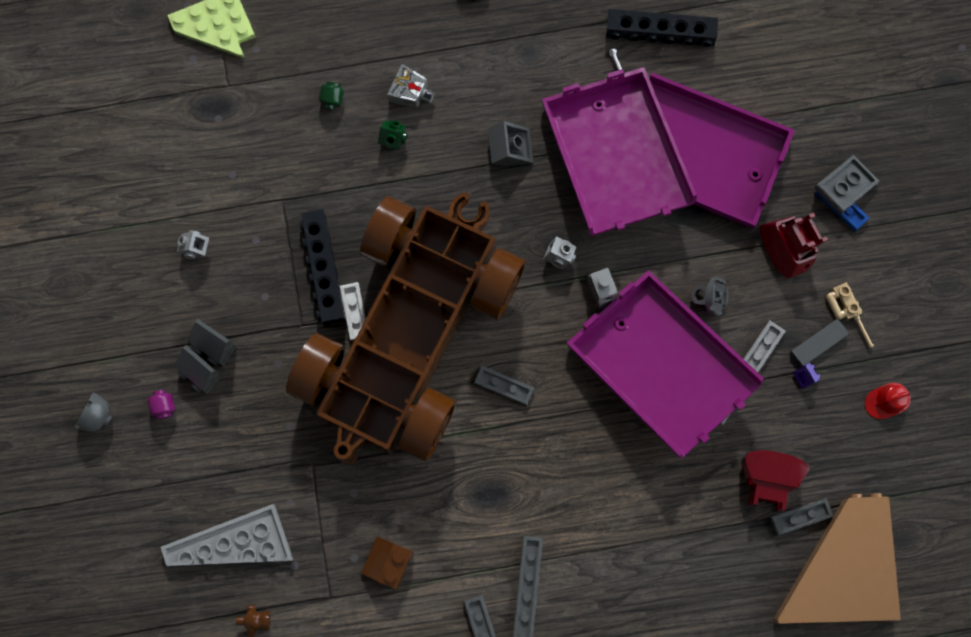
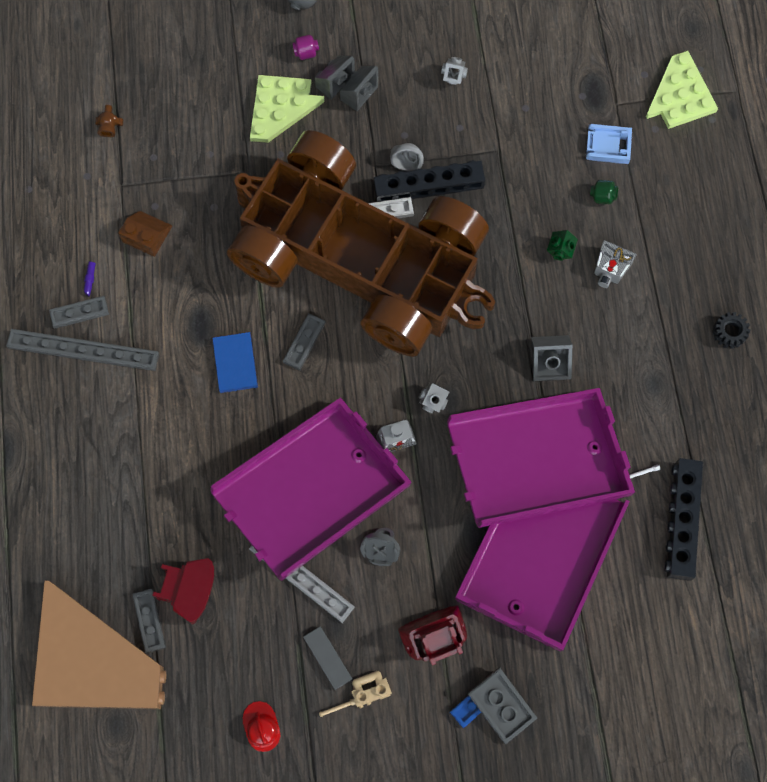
camera: 90 degrees right, 5 degrees down
(230, 429) = (280, 105): none -> yellowish green wing
(241, 540) = (178, 109): light grey wing -> none
(274, 96) = (604, 143): none -> light blue container
(295, 290) = (406, 157): none -> light grey hair
(443, 620) = (89, 278): none -> dark purple piece
(530, 454) = (235, 362): none -> blue tile
(806, 375) = (292, 638): dark purple tile -> none

